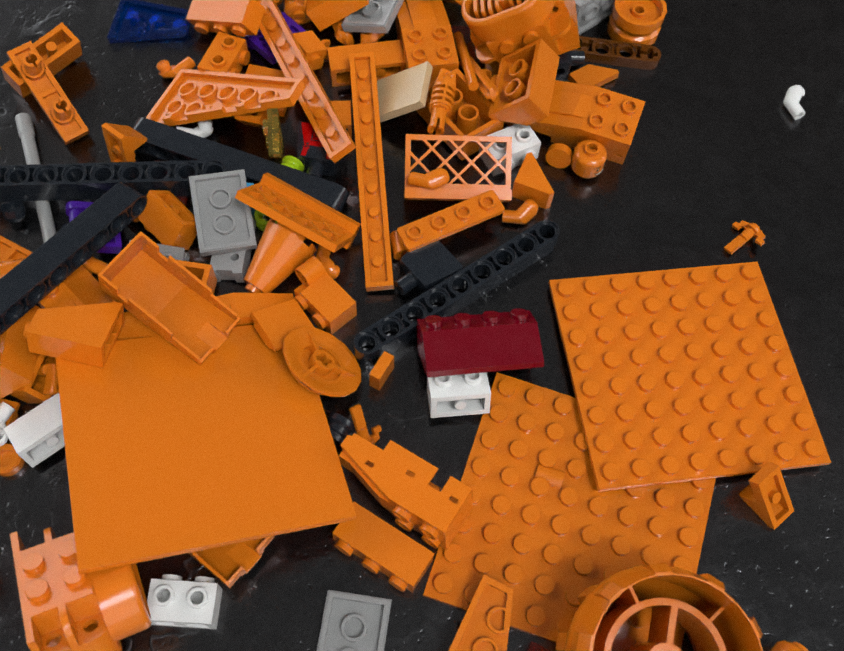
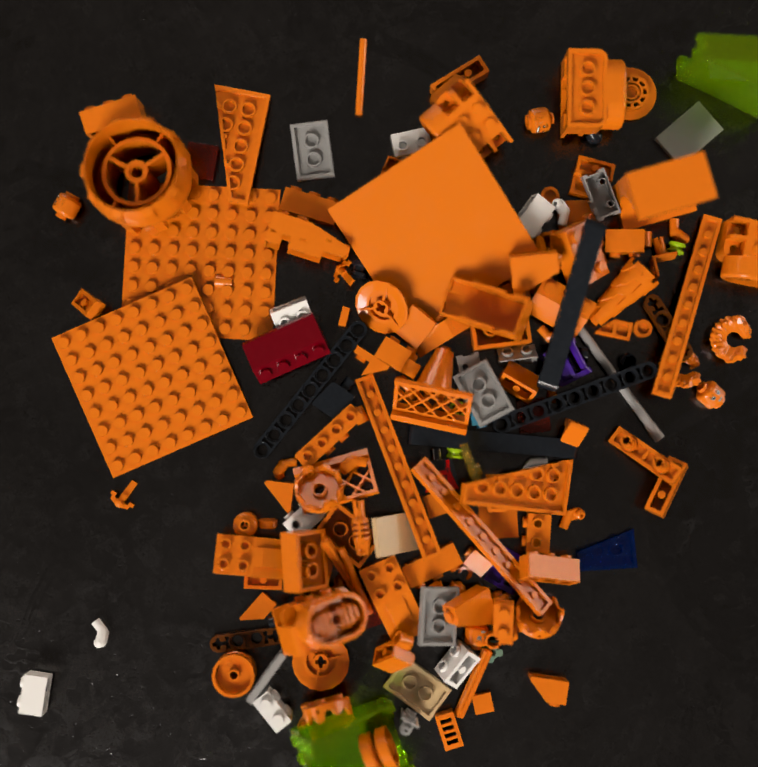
camera: 170 degrees right, 25 degrees up
(365, 295) = (375, 365): none -> orange slope
(486, 134) = (317, 477): none -> orange plate

